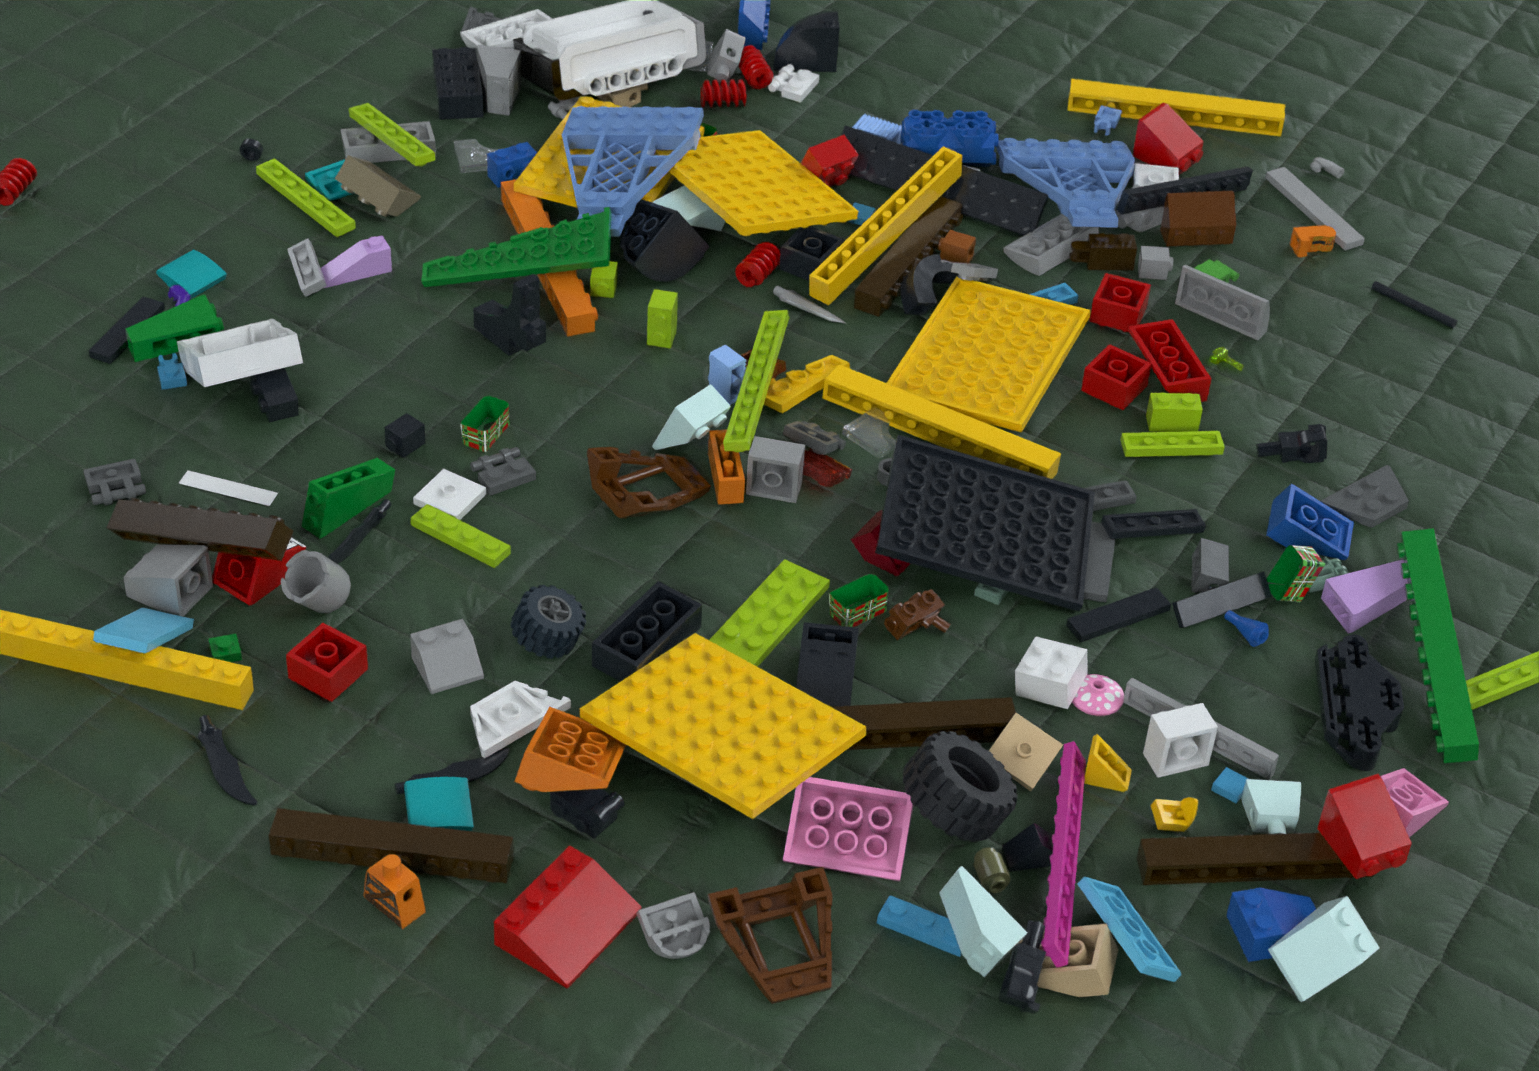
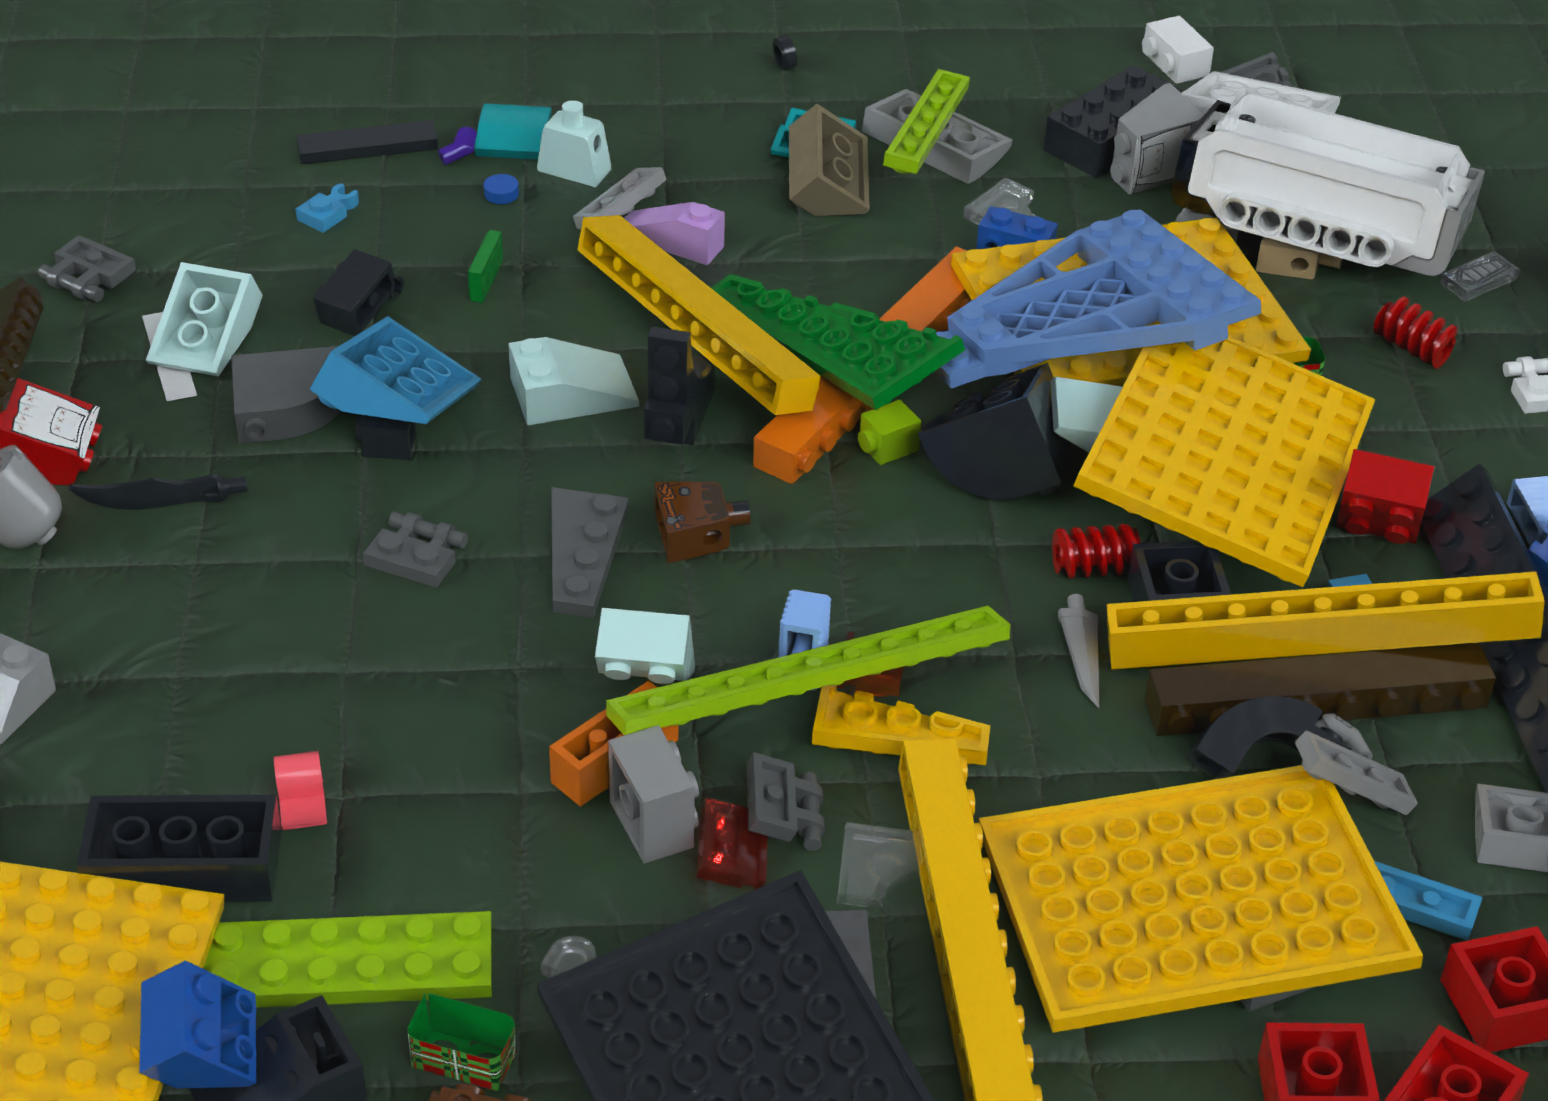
camera: 55 degrees right, 0 degrees up
(161, 332) = (396, 170): green slope -> none
(228, 456) = (204, 319): none -> light aqua slope
(237, 304) = (501, 189): none -> blue tile
(239, 352) = (370, 223): white tile -> none
(246, 257) = (574, 146): none -> light aqua torso
(305, 197) = (749, 133): lime plate -> none
(308, 339) = (485, 266): none -> green tile
(323, 450) = (275, 395): none -> dark grey brick
(345, 494) = (218, 439): green slope -> none
(379, 408) = (391, 376): none -> dark azure slope
(423, 32) = (1177, 49): none -> white brick
(435, 361) = (567, 380): none -> light aqua slope
(443, 285) = (689, 305): none -> yellow brick
(450, 494) = (320, 530): white plate -> none
(460, 535) = (253, 580): lime plate -> none
(496, 411) = (479, 482): piece -> none
(548, 621) = (119, 736): black wheel -> none
(566, 415) = (583, 547): none -> dark grey wing
(592, 370) = (696, 518): none -> reddish brown torso
(604, 468) = (474, 649): reddish brown windscreen -> none
(631, 581) = (300, 790): none -> coral panel
(662, 318) = (852, 519): lime brick -> none
(722, 64) = (1475, 297): light grey torso -> none
(755, 68) = (1514, 327): red piece -> none
(789, 664) = (197, 1029): none -> blue slope
(837, 550) = (567, 954): none -> clear tile
(957, 247) = (1403, 733): dark orange brick -> none

